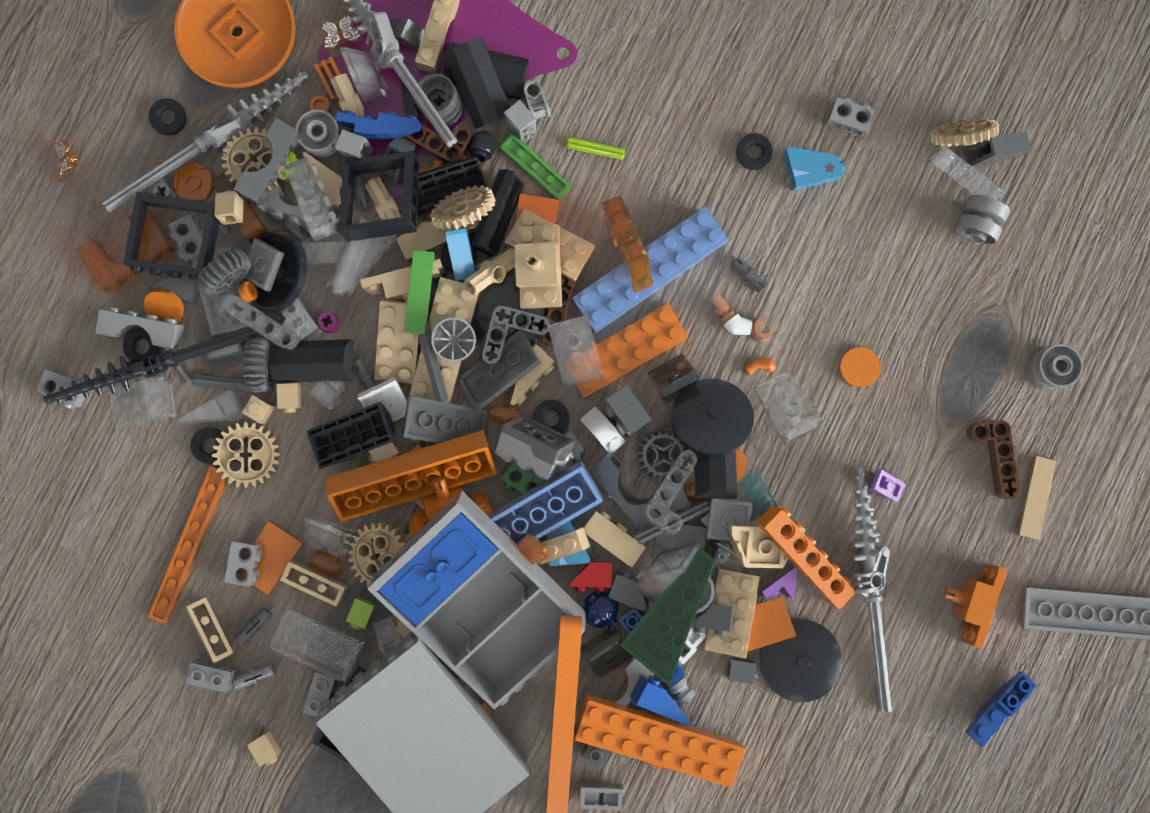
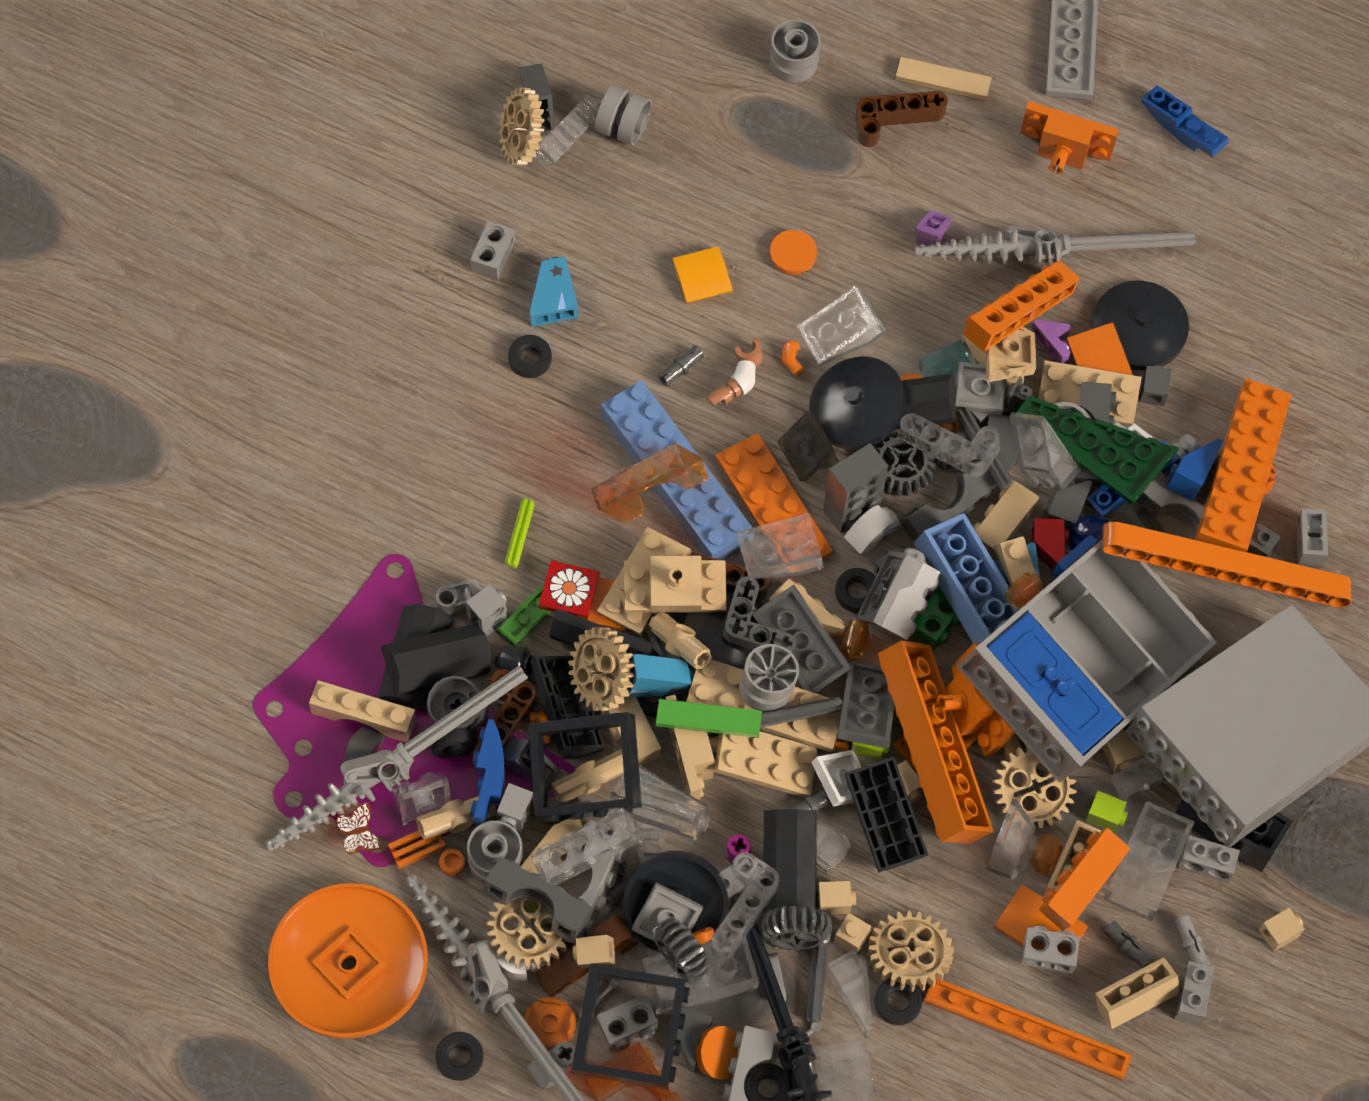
camera: 90 degrees left, 20 degrees down
(290, 590) = (1084, 878): none -> orange brick
(543, 186) = (569, 589): none -> tile
(573, 594) = (1074, 555): none -> blue tile
(834, 290) = (702, 274): none -> light orange slope

